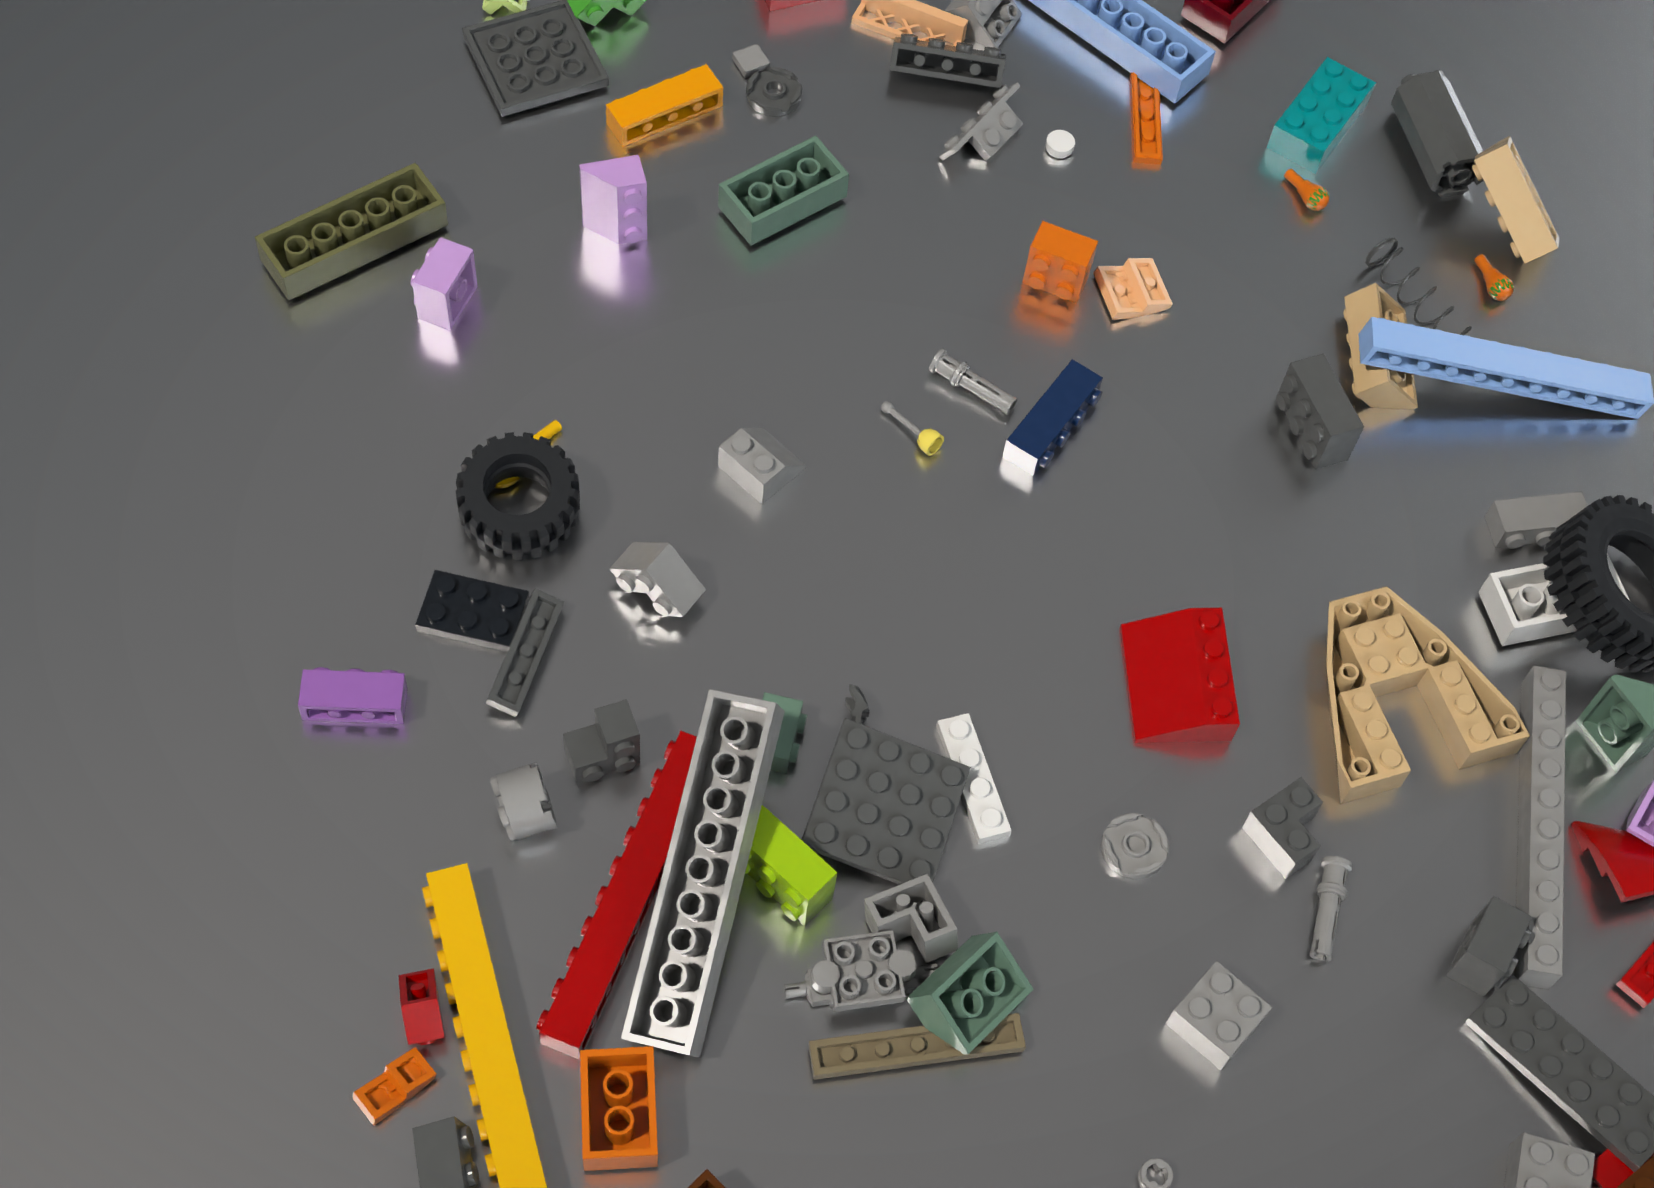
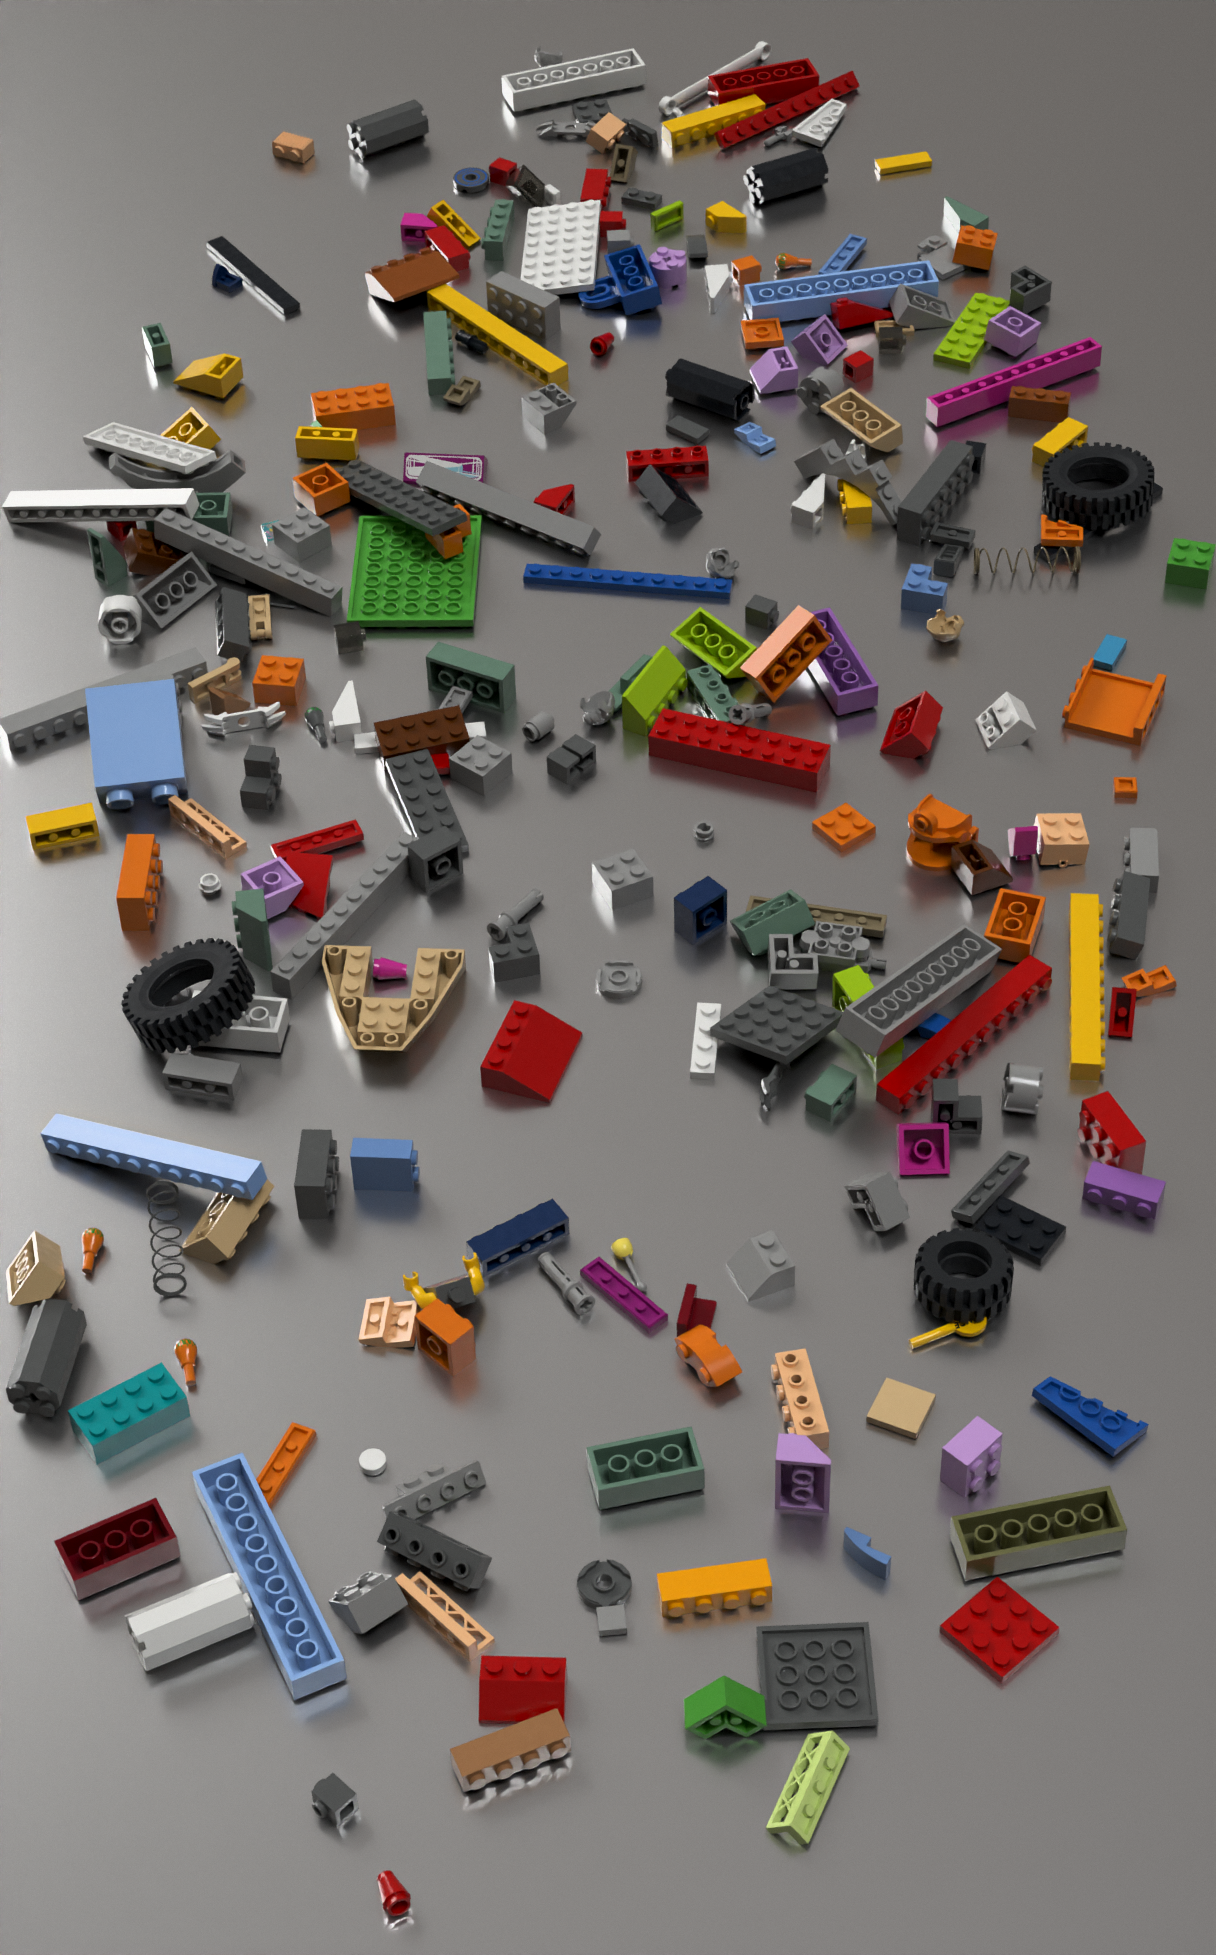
camera: 150 degrees left, 15 degrees down
(324, 386) = (1101, 1425): none -> blue wing
(368, 145) = (999, 1629): none -> red plate
(384, 753) = (1111, 1133): none -> red brick
(523, 171) = (860, 1549): none -> medium blue slope
(543, 345) = (901, 1408): none -> tan tile
(631, 677) = (923, 1148): none -> dark pink slope
(654, 314) = (800, 1396): none -> light nougat brick
(774, 330) = (703, 1352): none -> orange brick
(811, 386) = (694, 1311): none -> dark red panel
(903, 393) = (624, 1295): none -> magenta tile
(1080, 975) = (700, 910): none -> dark blue brick
(1086, 315) = (454, 1291): none -> torso
(1252, 445) = (384, 1164): none -> medium blue brick
(1432, 754) = (388, 969): none -> dark pink cone

